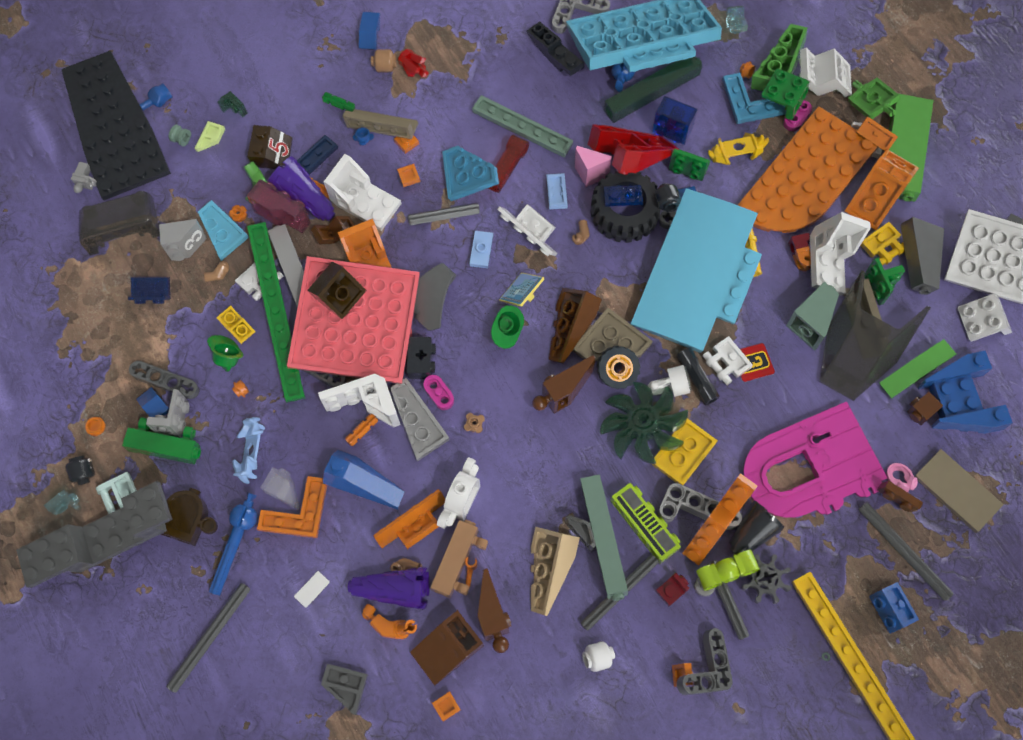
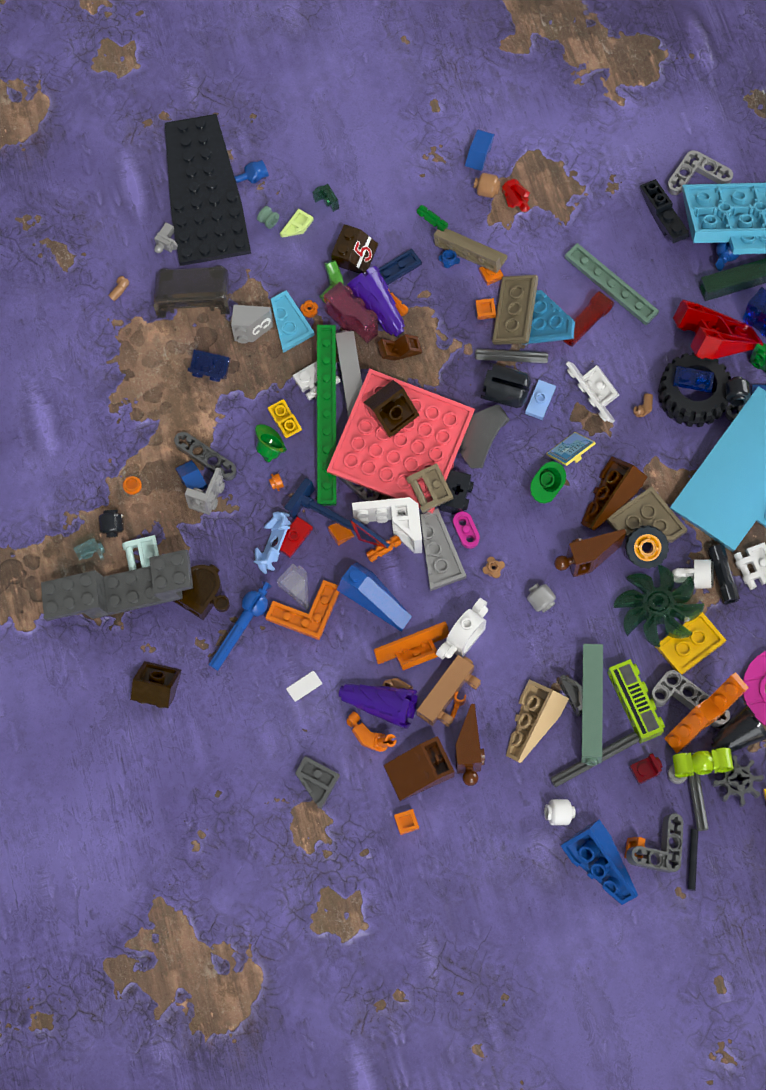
camera: 15 degrees right, 0 degrees up
(48, 231) = (119, 289): none -> medium nougat arm
(157, 627) = (155, 684): none -> dark brown slope
(162, 445) = (191, 518): green brick -> none
(208, 638) = (198, 707): dark grey axle -> none
(219, 272) = (279, 364): medium nougat arm -> none
(269, 399) = (301, 499): none -> dark blue piece
(270, 439) = (295, 536): none -> red plate
(315, 424) = (340, 533): none -> orange slope
(353, 192) = (427, 314): white bracket -> none
(364, 245) = (426, 370): orange bracket -> none
(398, 356) = (435, 484): none -> dark tan plate
(437, 170) = (515, 310): none -> dark tan tile
(445, 243) = (506, 386): none -> black cylinder
(528, 441) = (541, 597): none -> light grey head
(556, 191) = (629, 358): light blue plate -> none
(591, 165) = (671, 341): bright pink slope -> none
(647, 691) = (598, 856): none -> blue wedge
(742, 671) = (692, 869): none -> black bar

